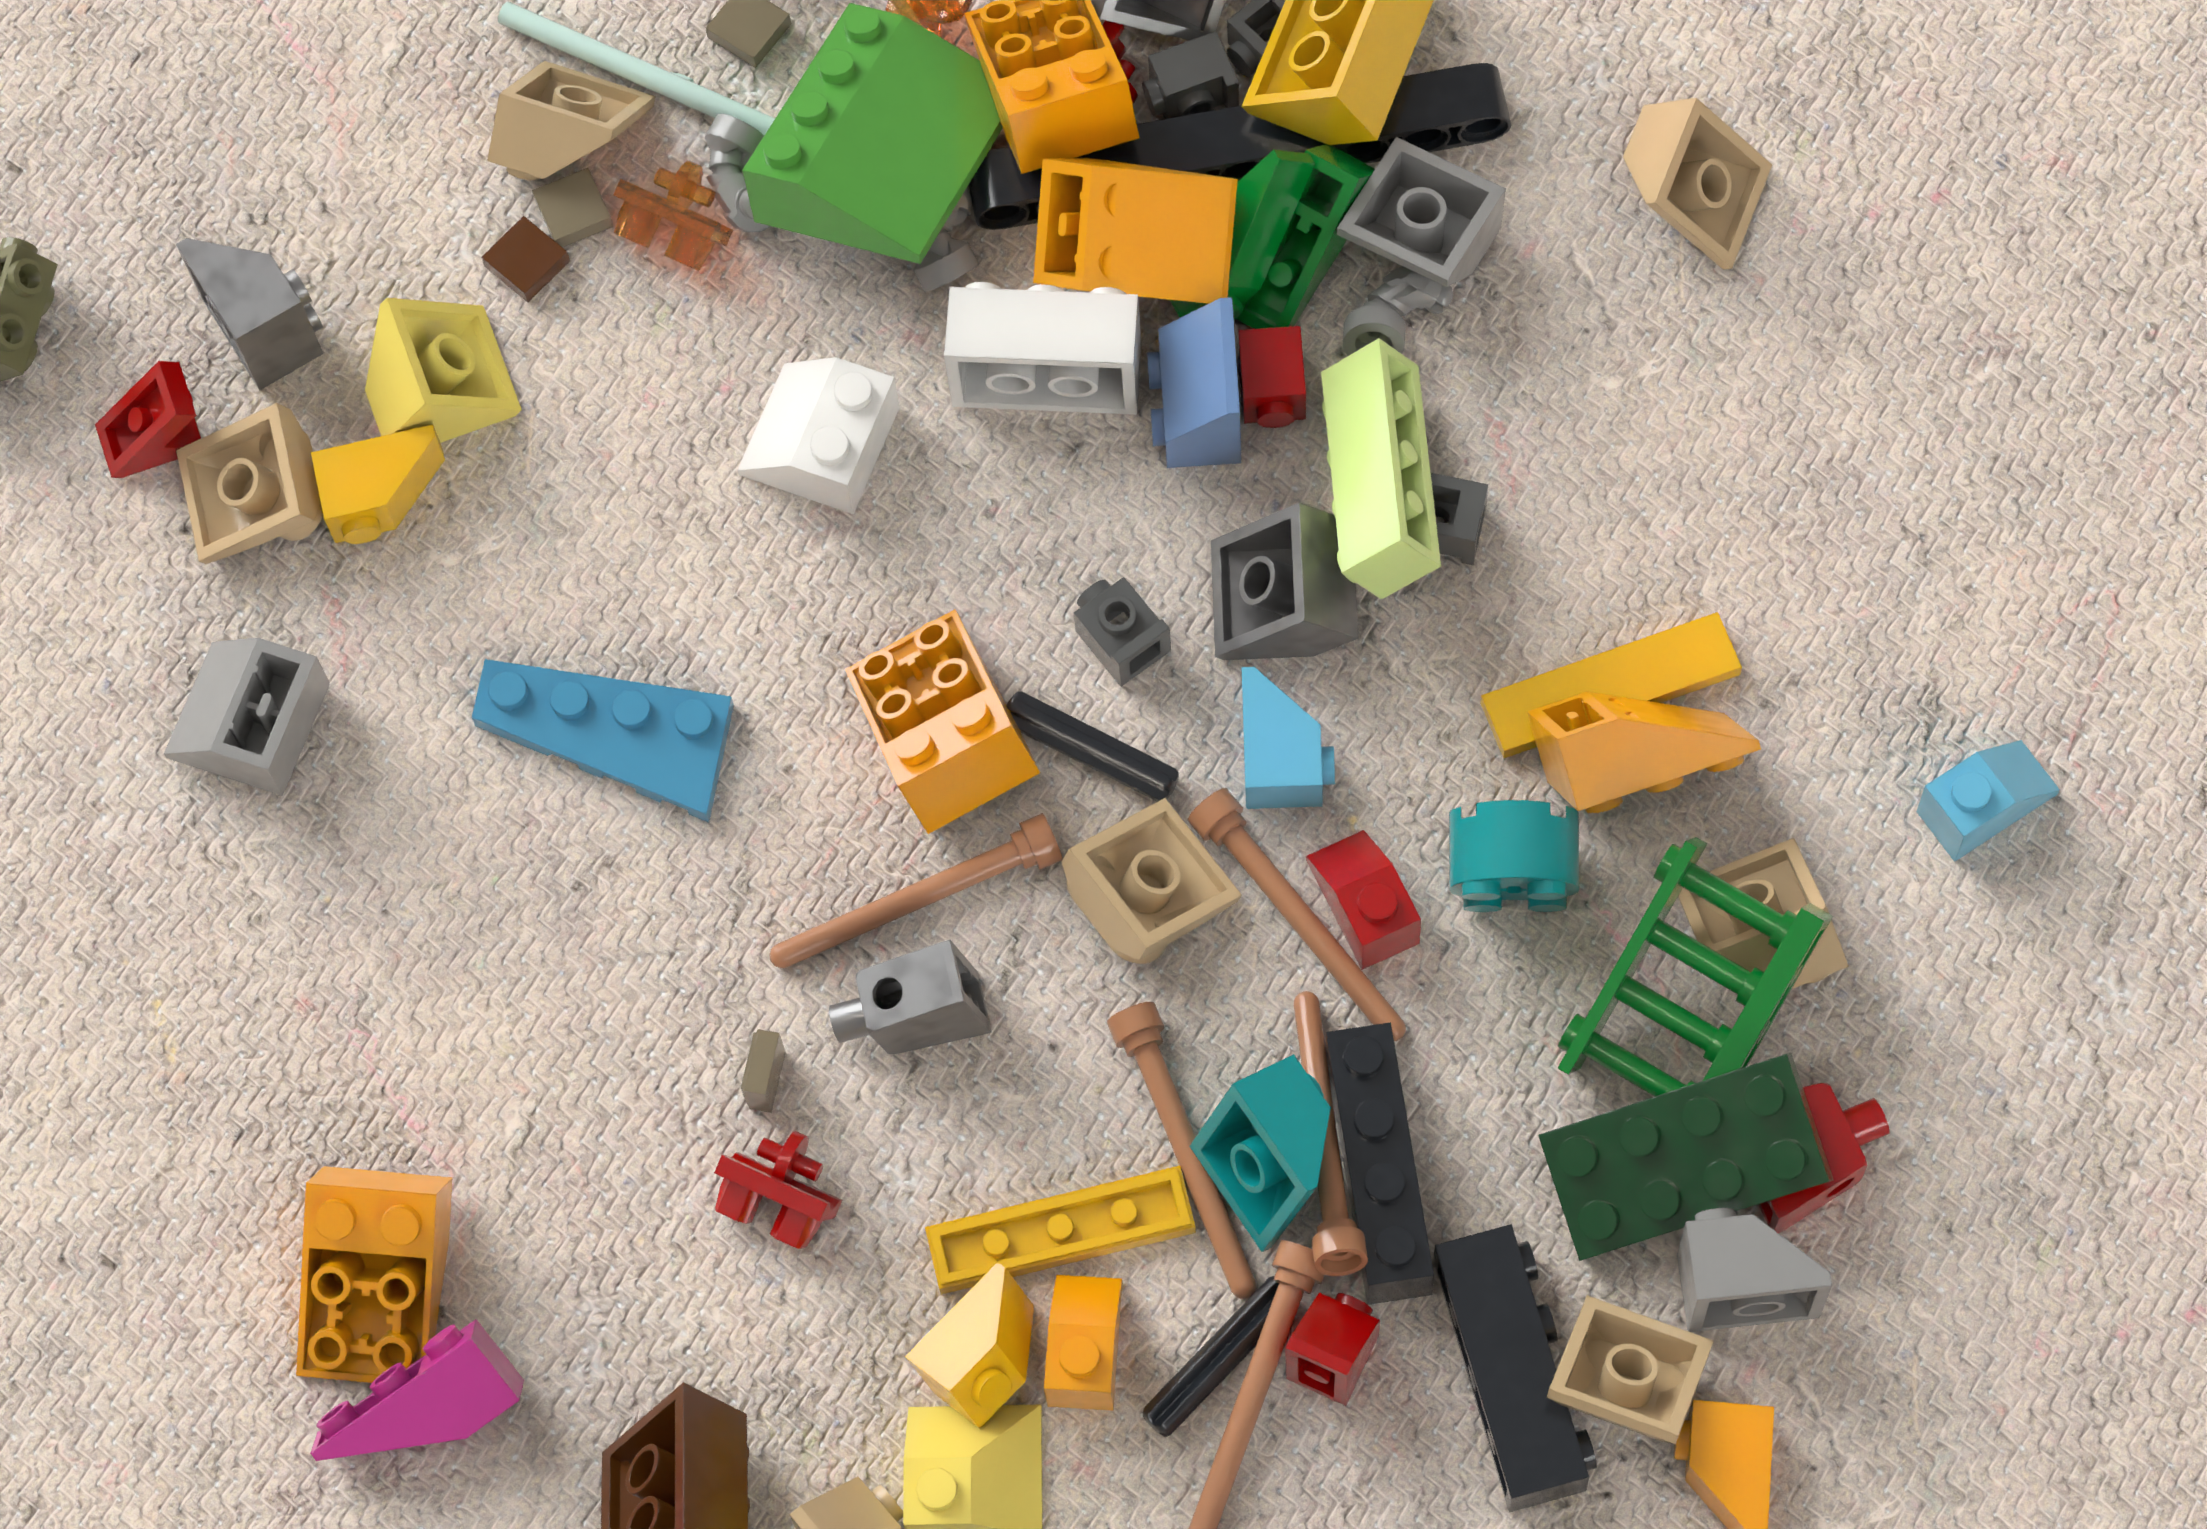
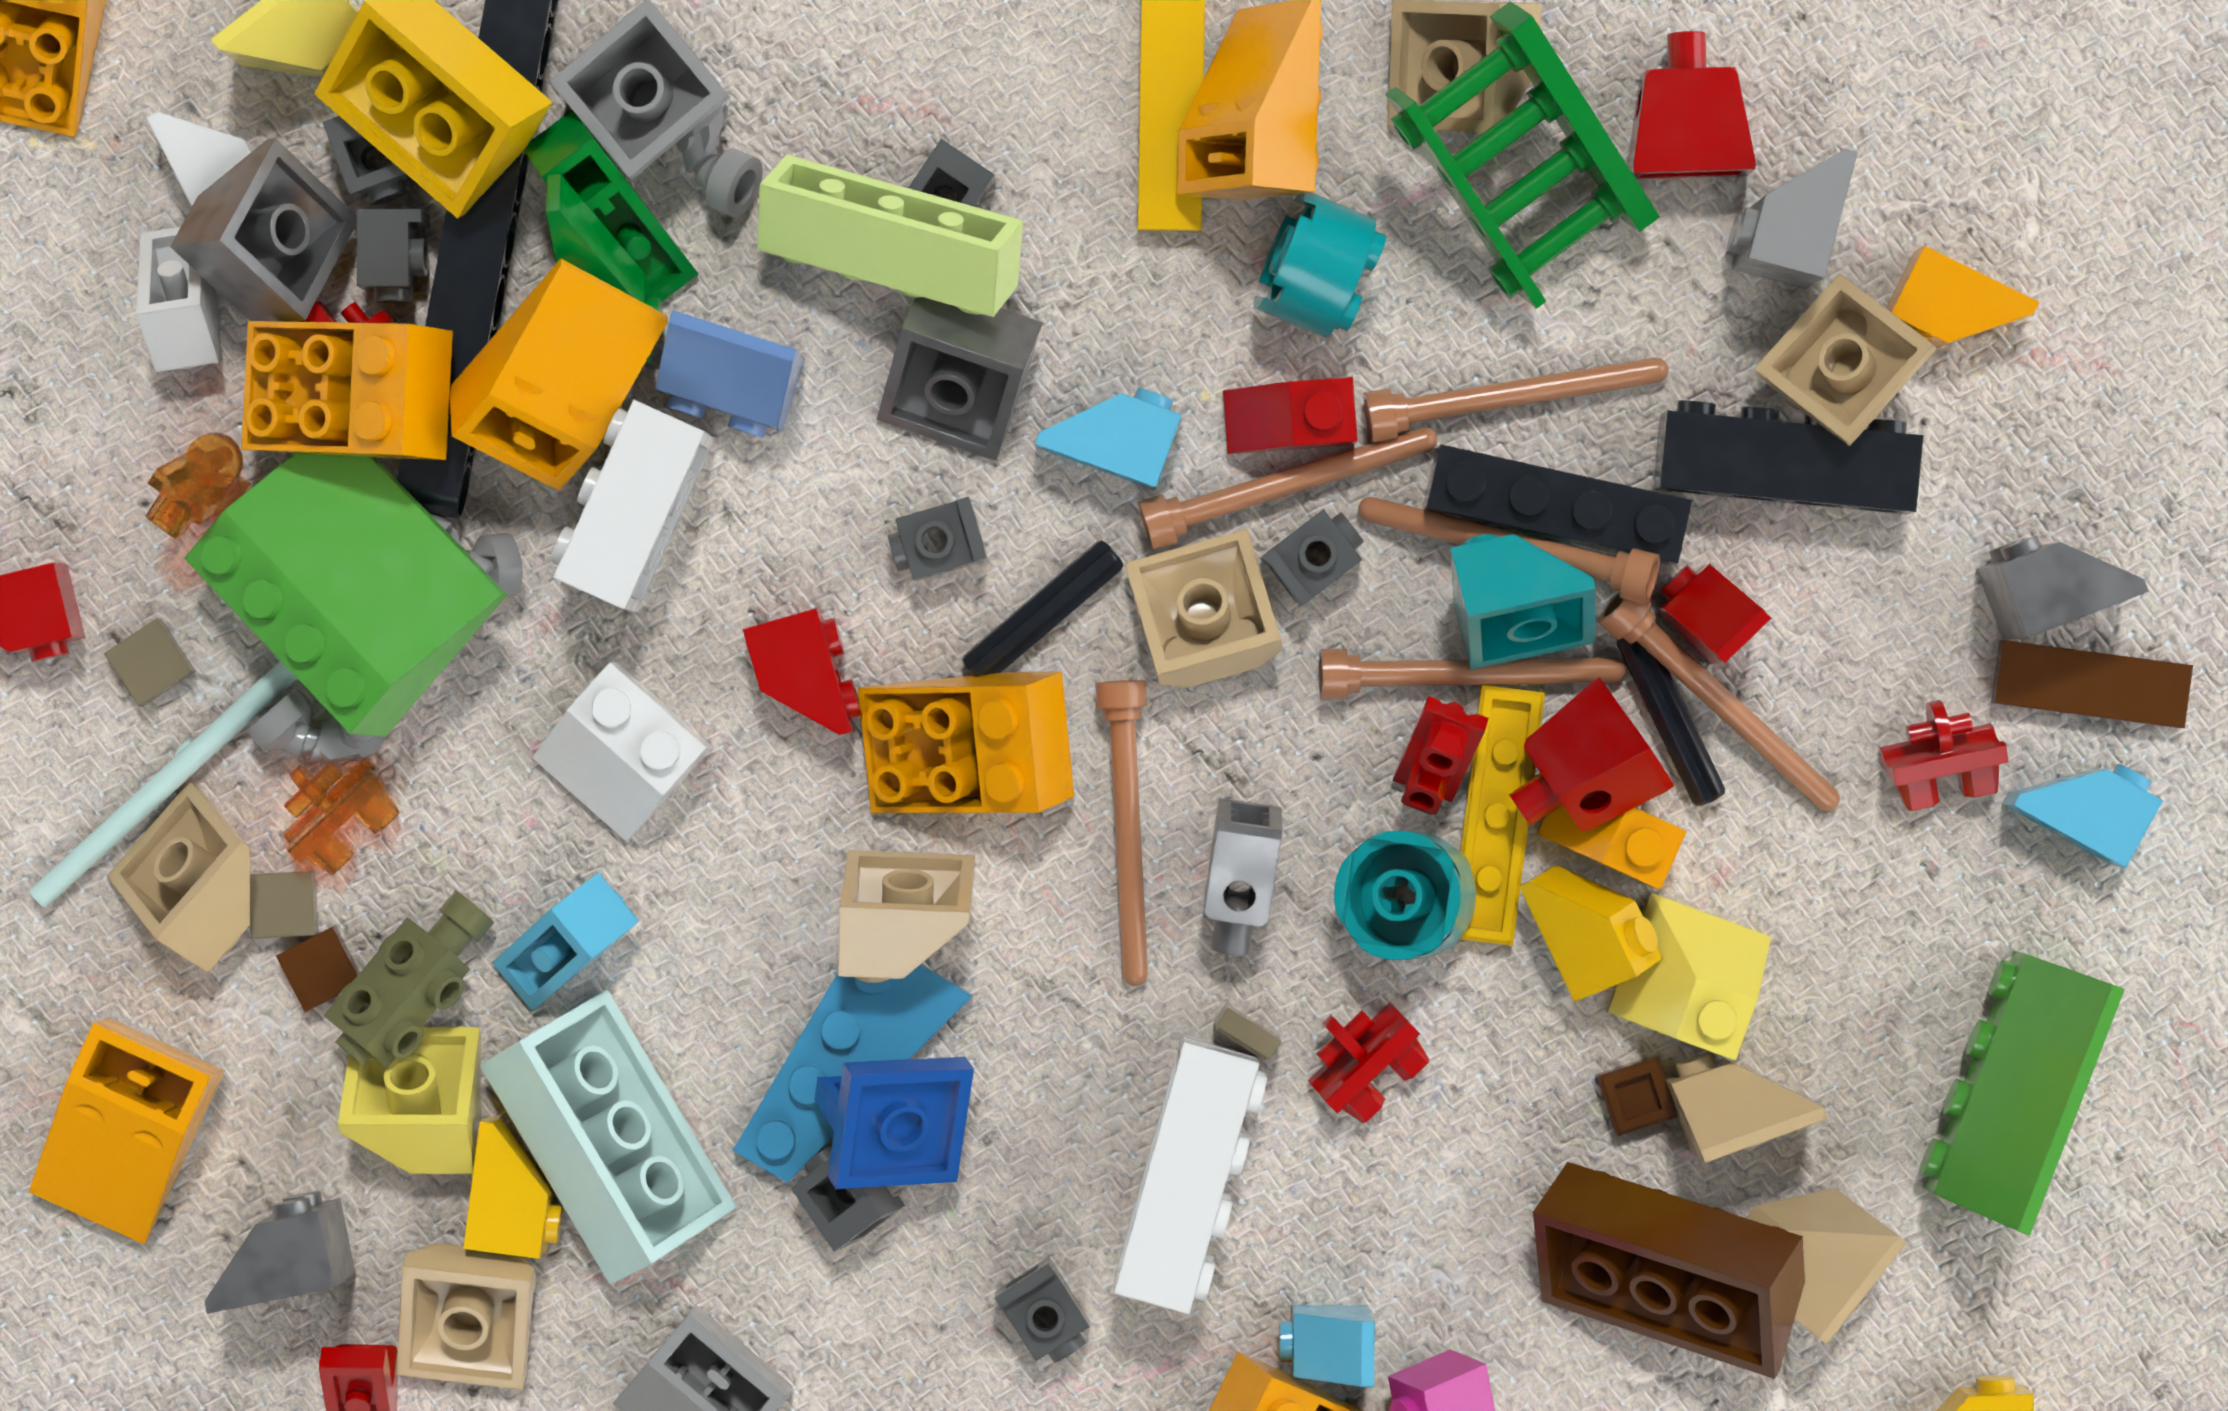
camera: 75 degrees left, 20 degrees up
(325, 145) = (123, 1128): none -> light orange slope
(435, 1009) = (1037, 1288): none -> dark grey brick
(460, 547) = (608, 1137): none -> light aqua slope
(475, 769) = (834, 1212): none -> dark grey brick
(490, 1257) = (1330, 1343): none -> medium azure slope
(535, 316) = (406, 984): none -> olive brick
(561, 773) = (896, 1121): none -> blue bracket
(606, 1055) = (1186, 1174): none -> white piece
(628, 446) = (565, 941): none -> medium azure slope
(760, 704) = (900, 910): none -> tan slope
(836, 1459) = (1636, 1095): none -> reddish brown tile
(948, 1157) = (1384, 924): none -> teal brick
(953, 553) = (799, 668): none -> red slope
(1095, 1141) = (1438, 754): none -> red hips
(1142, 1280) = (1589, 763): none -> red torso
(1242, 986) = (1290, 564): none -> dark grey brick
(1272, 376) = (739, 296): red brick -> none
(1404, 984) = (1392, 413): none -> nougat piece
(1685, 1153) = (1668, 227): dark green plate -> none

